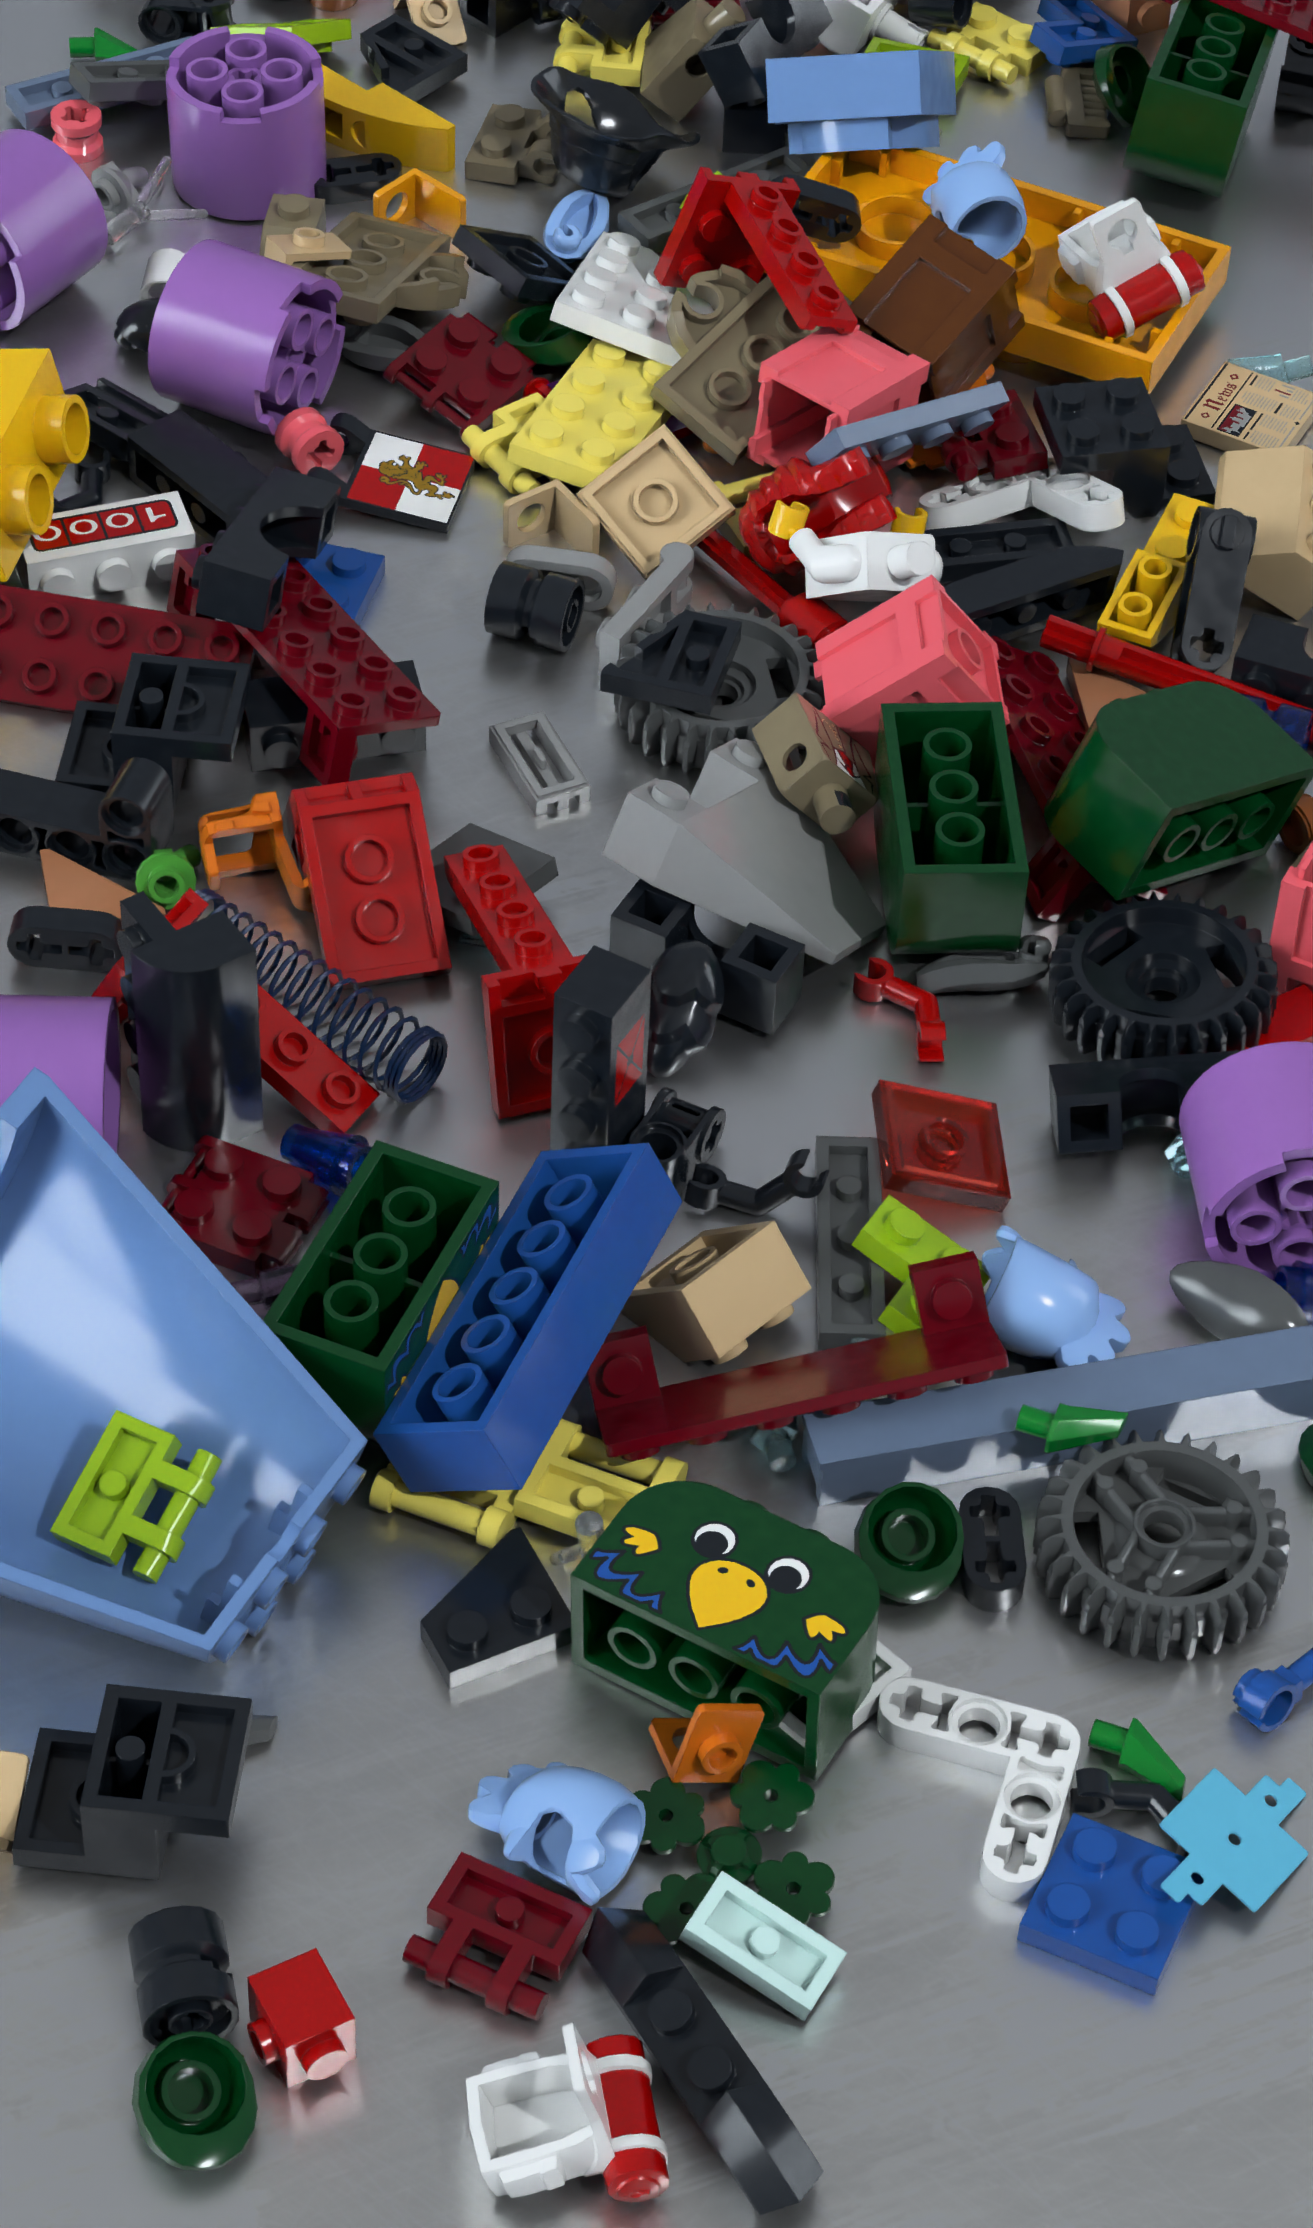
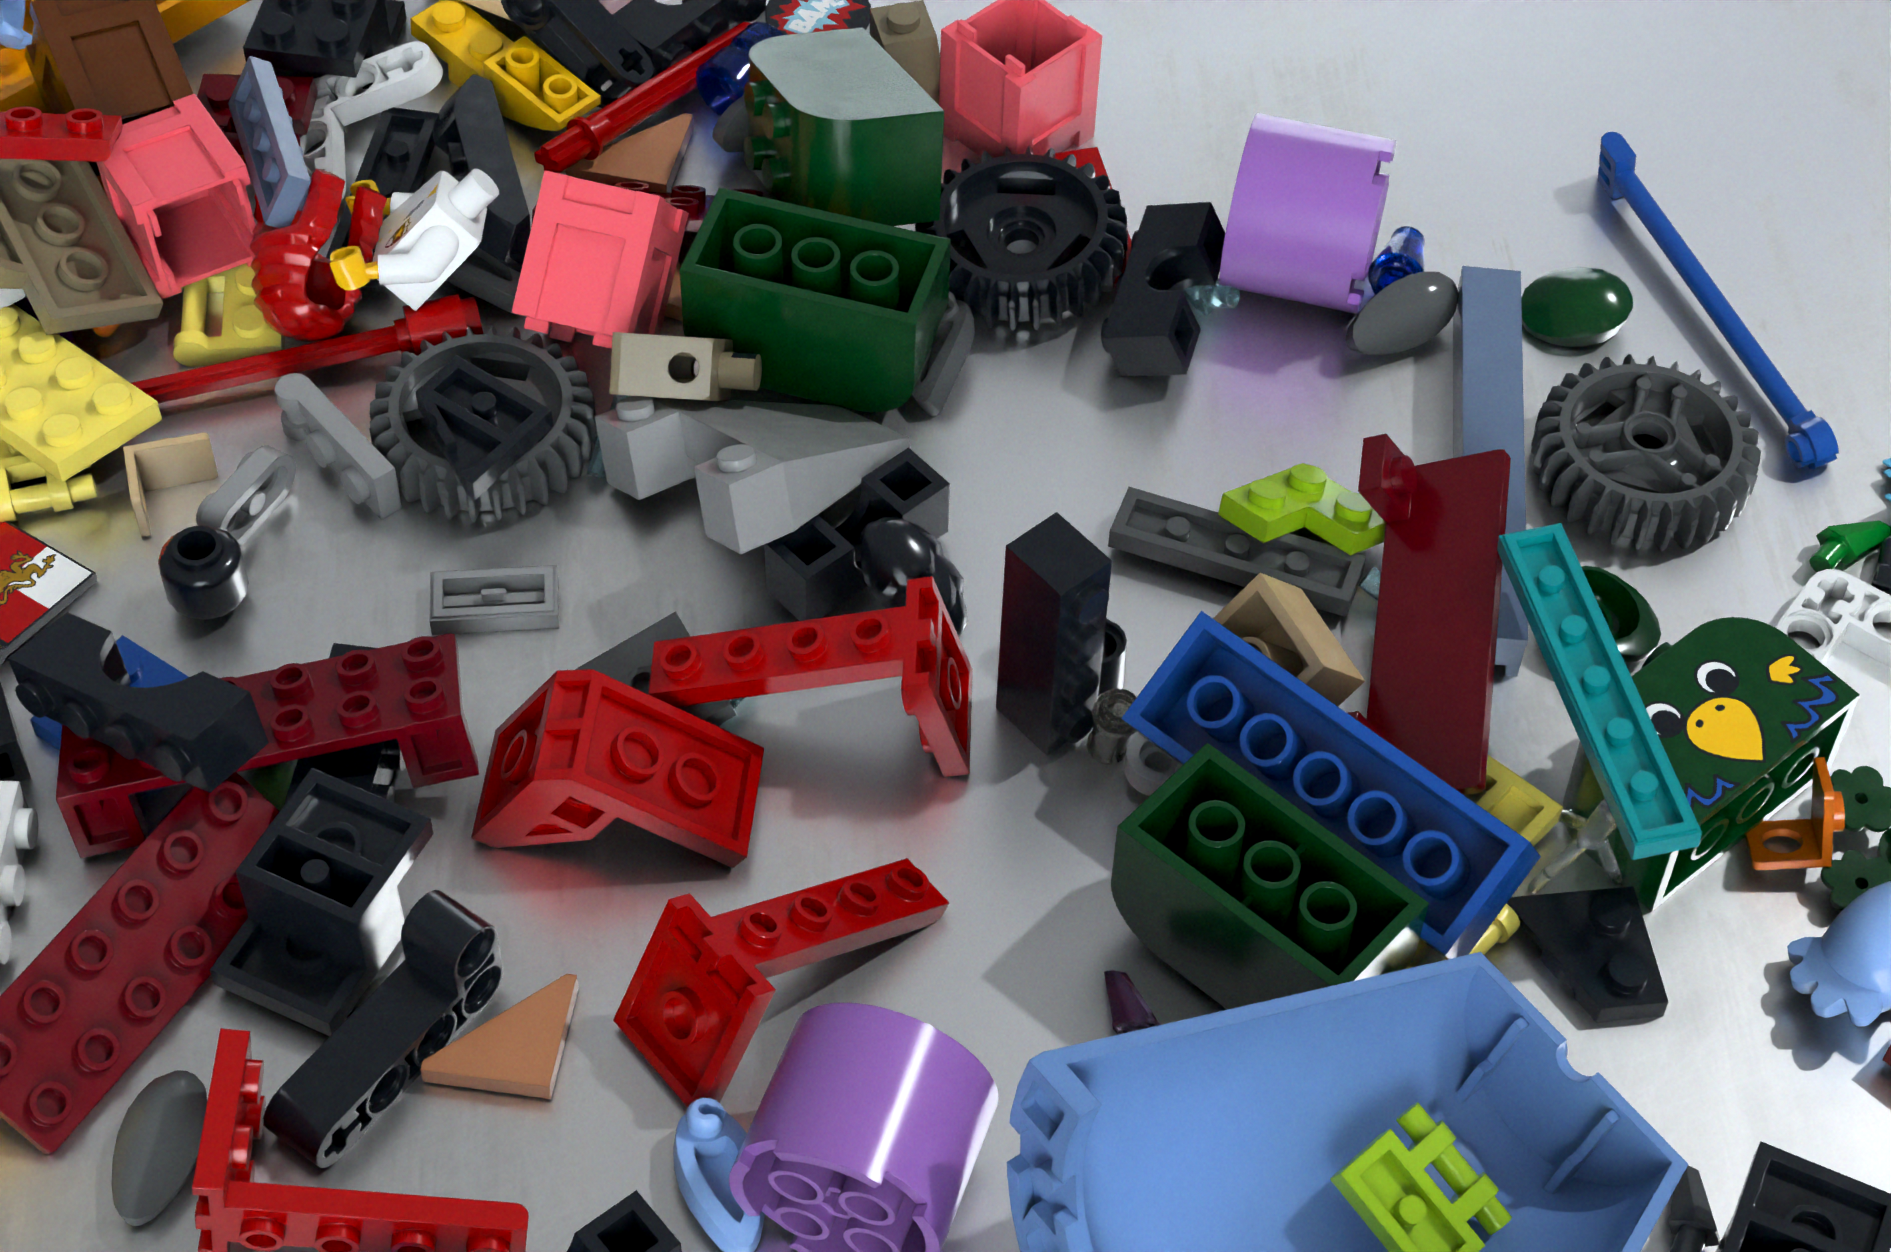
camera: 70 degrees left, 5 degrees up
(65, 938) = (575, 1075): black beam -> none
(168, 874) = (528, 957): bright green plate -> none
(191, 1026) = (853, 938): black brick -> none
(244, 1206) = (1015, 1010): dark red plate -> none
(267, 851) = (509, 850): orange piece -> none
(327, 1154) = (987, 920): clear blue cone -> none
(435, 1053) = (624, 943): dark blue piece -> none
(458, 570) = (203, 572): none -> black head
(526, 604) = (294, 521): black wheel -> none
(655, 499) = (210, 379): tan tile -> none
(711, 1188) = (1170, 553): black arm -> none
(721, 1474) = (1598, 693): none -> teal tile
(882, 986) = (999, 418): red arm -> none
(940, 1146) = (1147, 450): clear red plate -> none
(1005, 1548) = (1623, 560): black beam -> none
(1049, 1305) = (1367, 415): light blue piece -> none
(1070, 1425) = (1541, 456): green bar -> none

